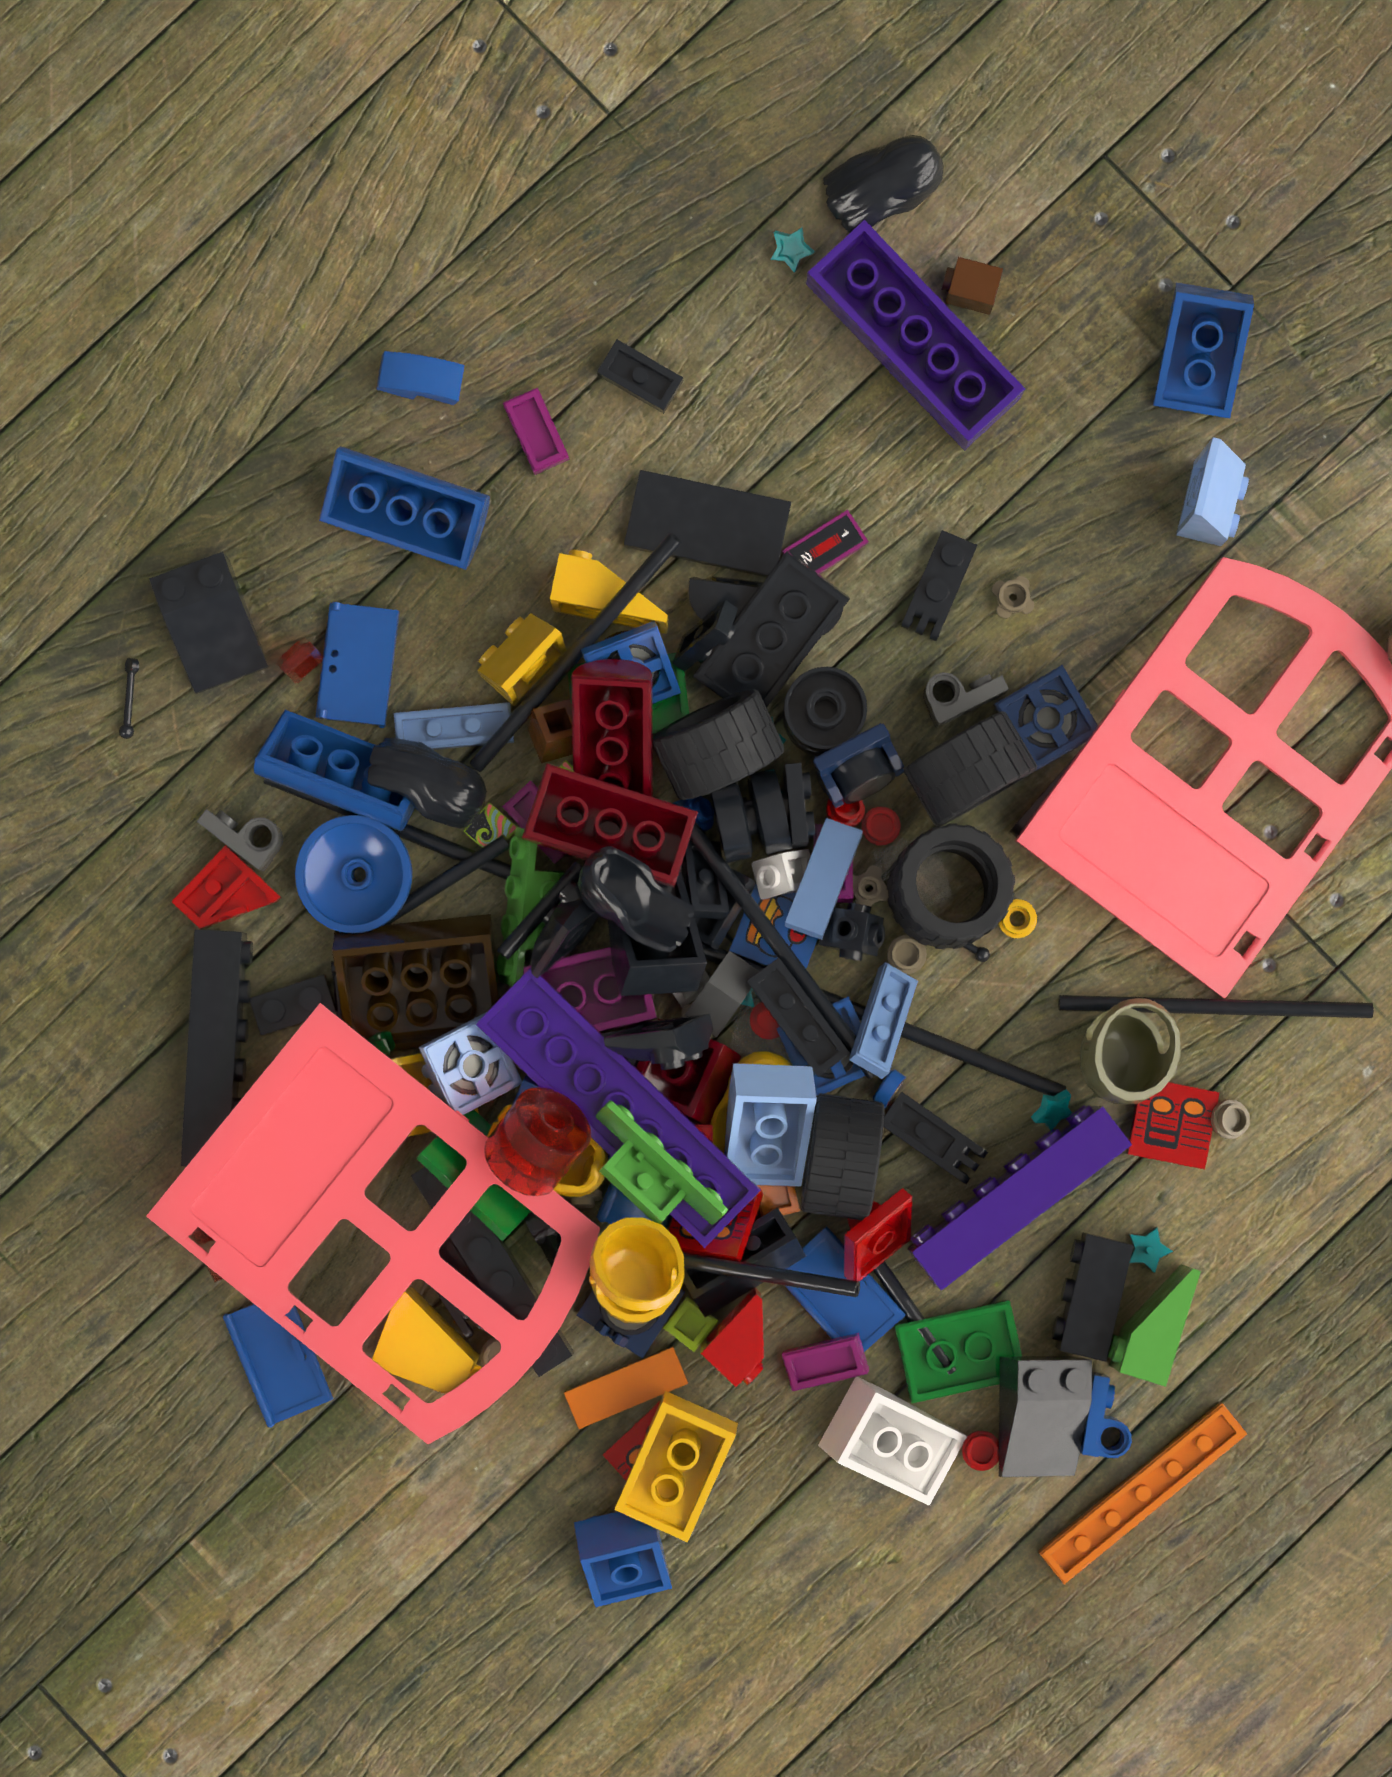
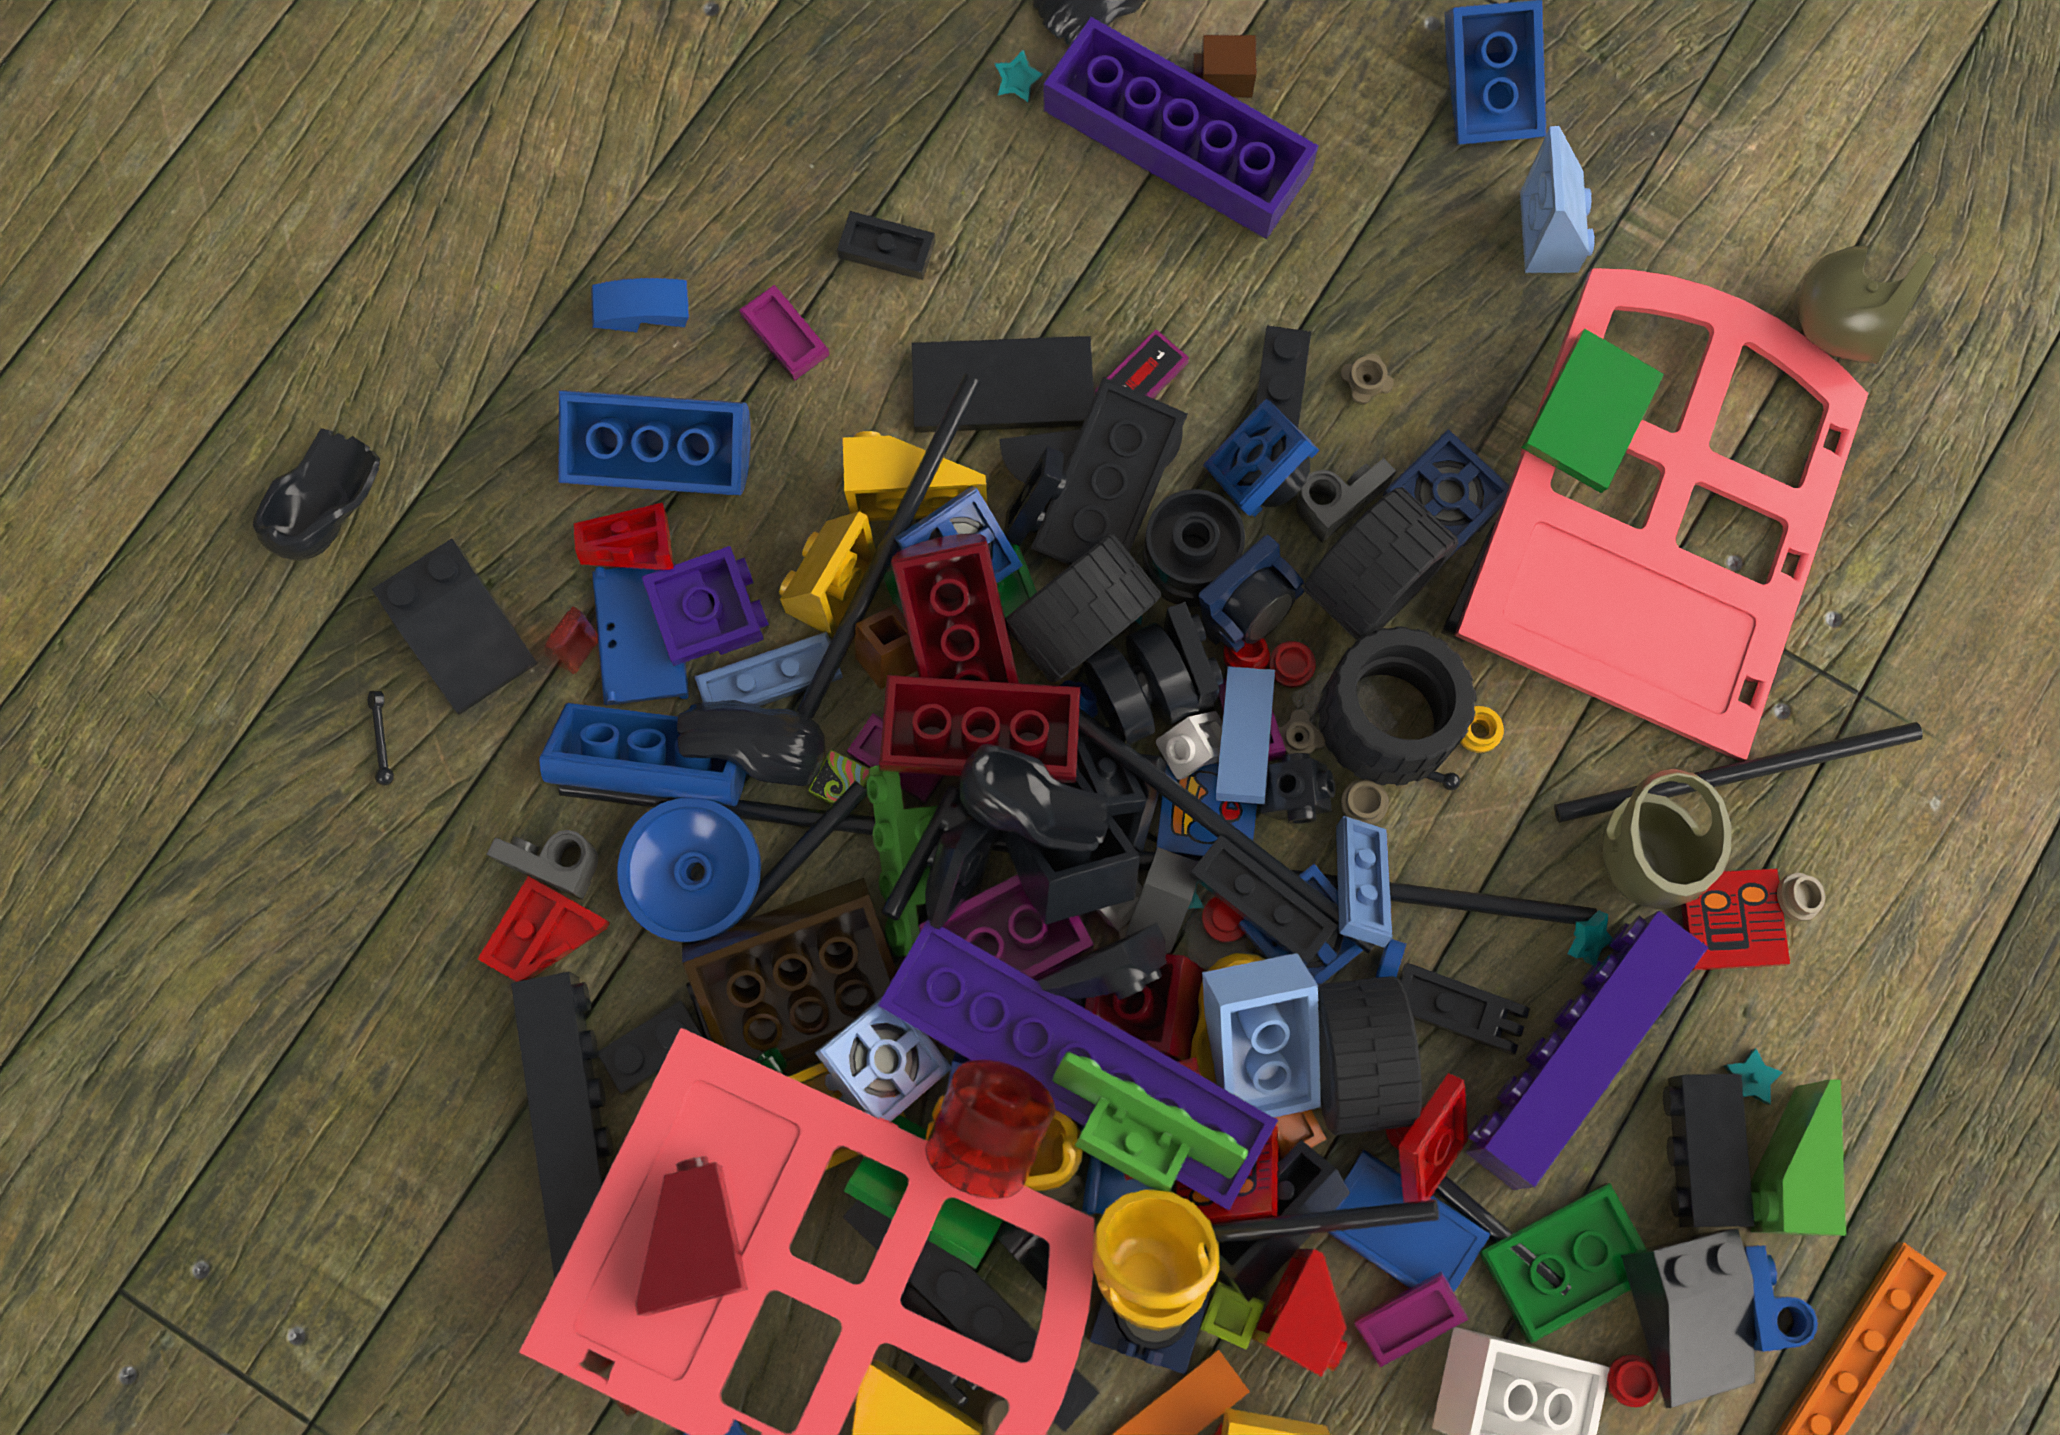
camera: 15 degrees left, 10 degrees down
(118, 481) = (314, 499): none -> black hair
(294, 1168) = (692, 1242): none -> dark red slope
(364, 584) = (626, 539): none -> red wing
(415, 658) = (705, 606): none -> dark purple plate
(902, 651) = (1263, 460): none -> blue piece
(1184, 681) = (1592, 411): none -> green tile

